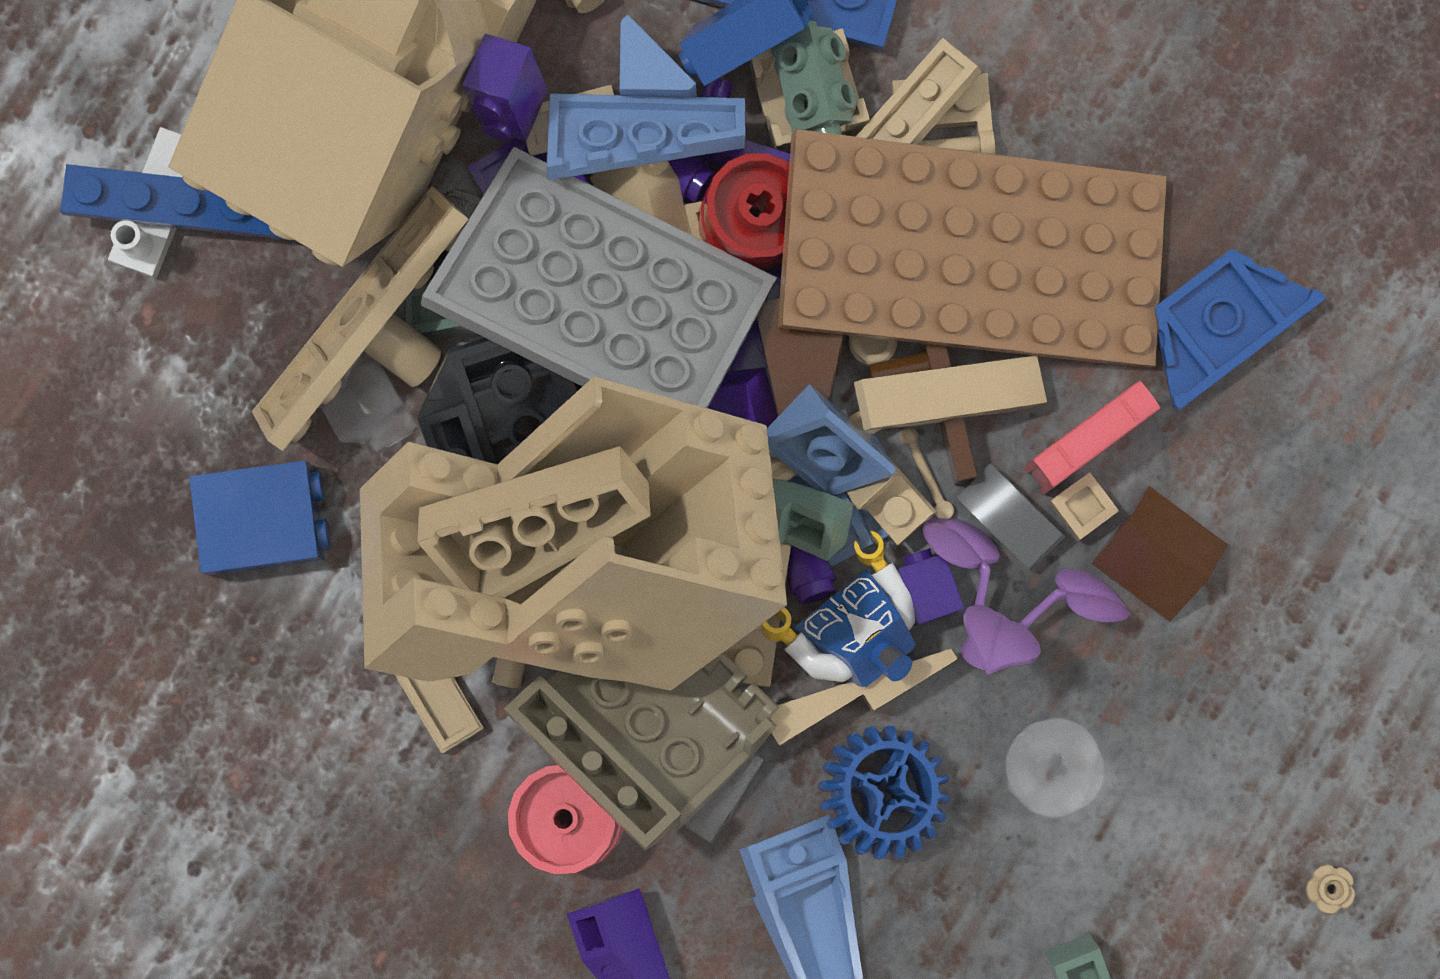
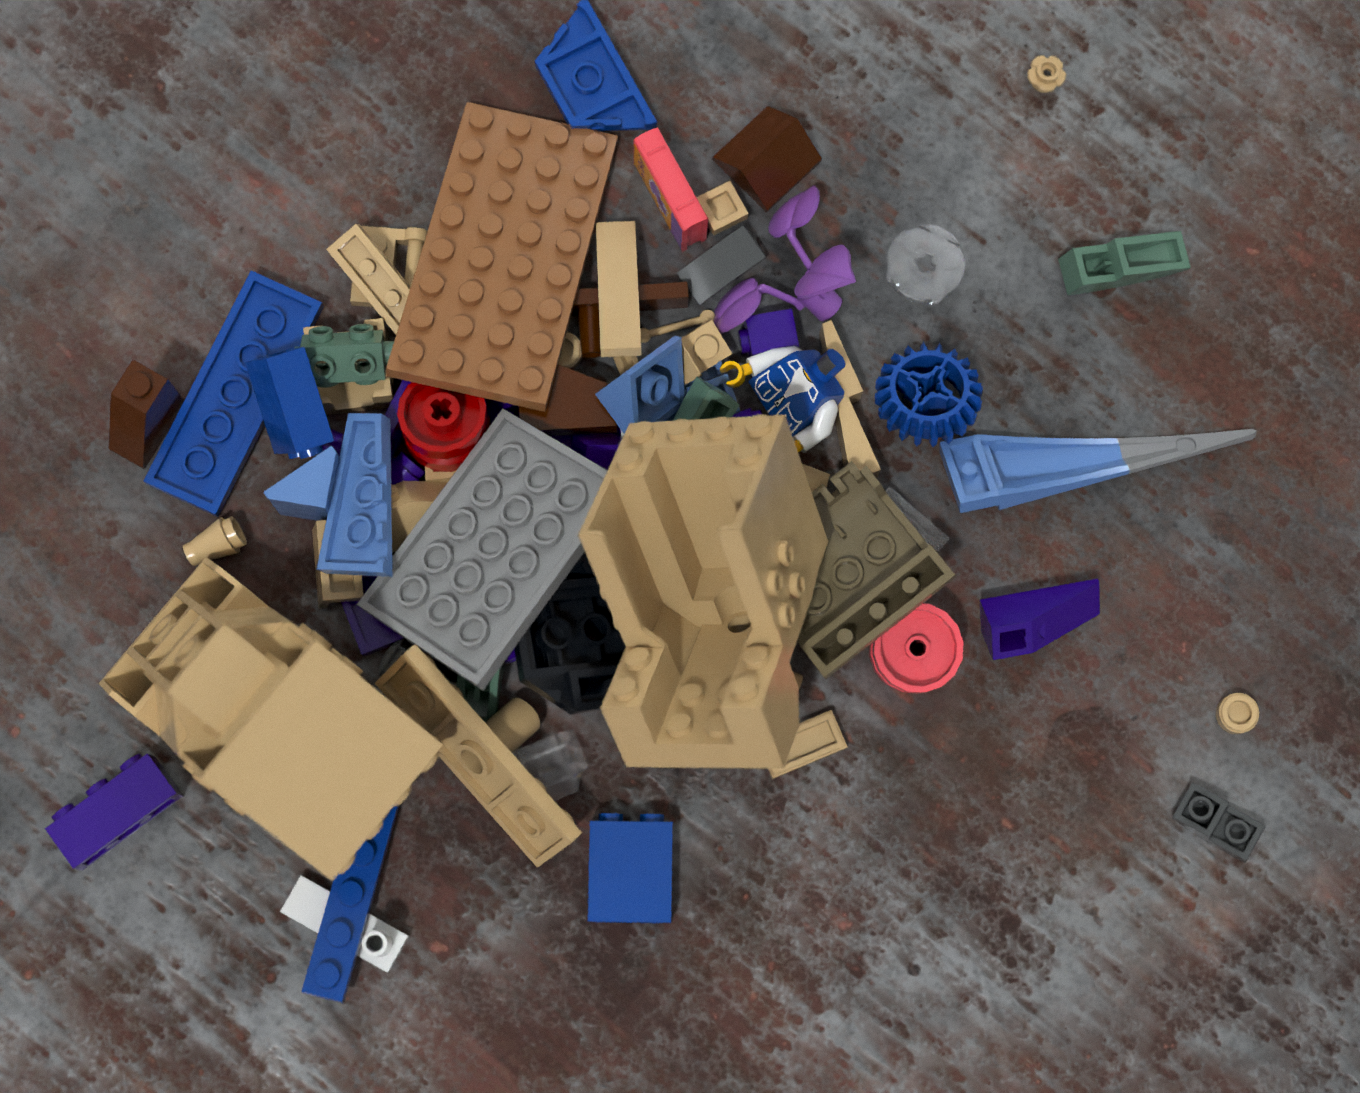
camera: 90 degrees left, 5 degrees down
(505, 88) = (308, 600): dark purple brick -> none
(533, 523) = (684, 612): tan wedge -> none

